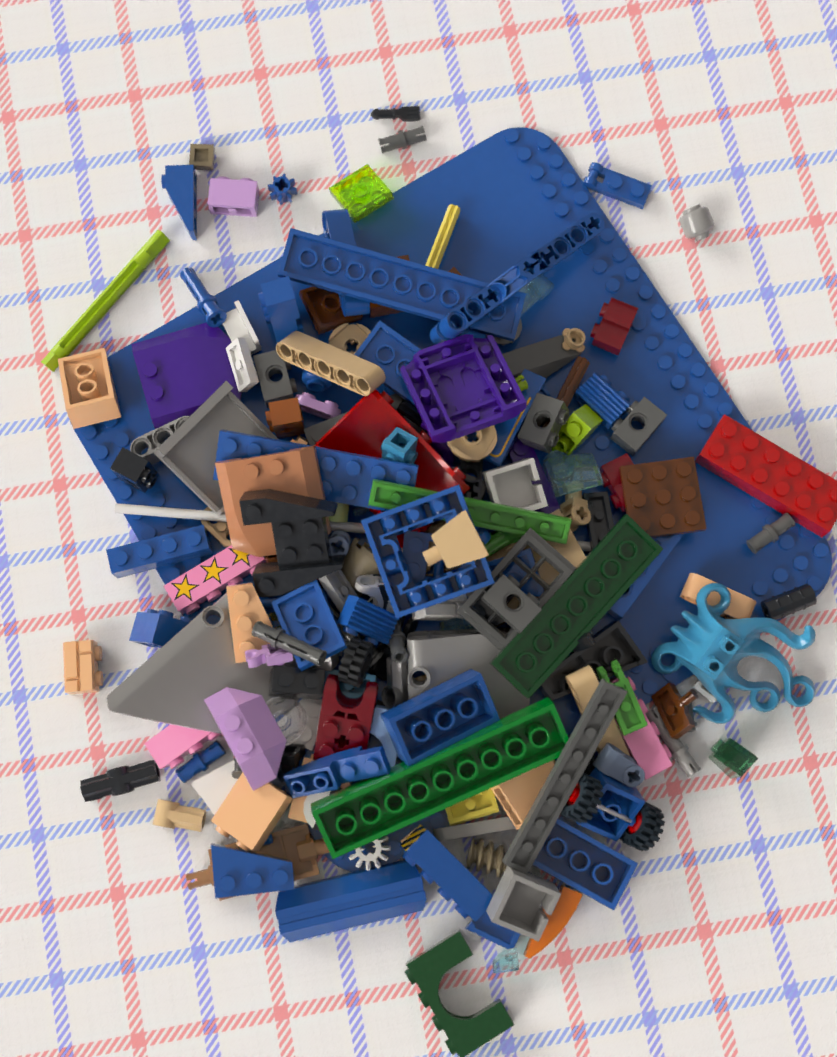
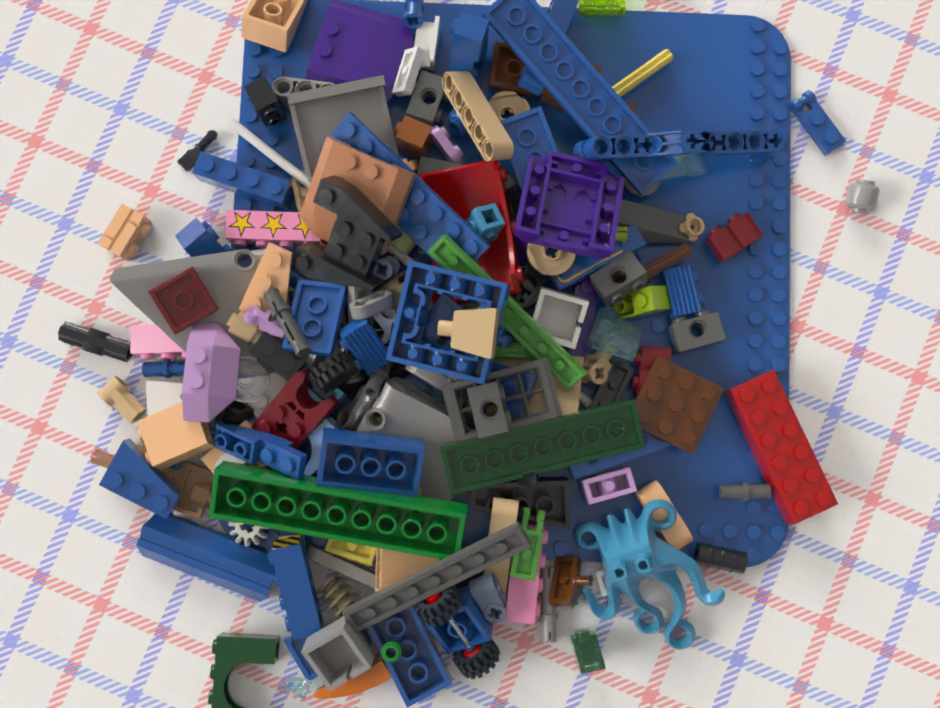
camera: 30 degrees right, 5 degrees up
(96, 562) = (190, 158): none -> black piece
(185, 685) = (183, 300): none -> dark red plate
(252, 677) = (243, 330): none -> tan brick
(350, 581) = (371, 304): none -> light grey beam
(574, 872) = (388, 656): none -> green pin
(653, 604) = (608, 485): none -> lavender brick

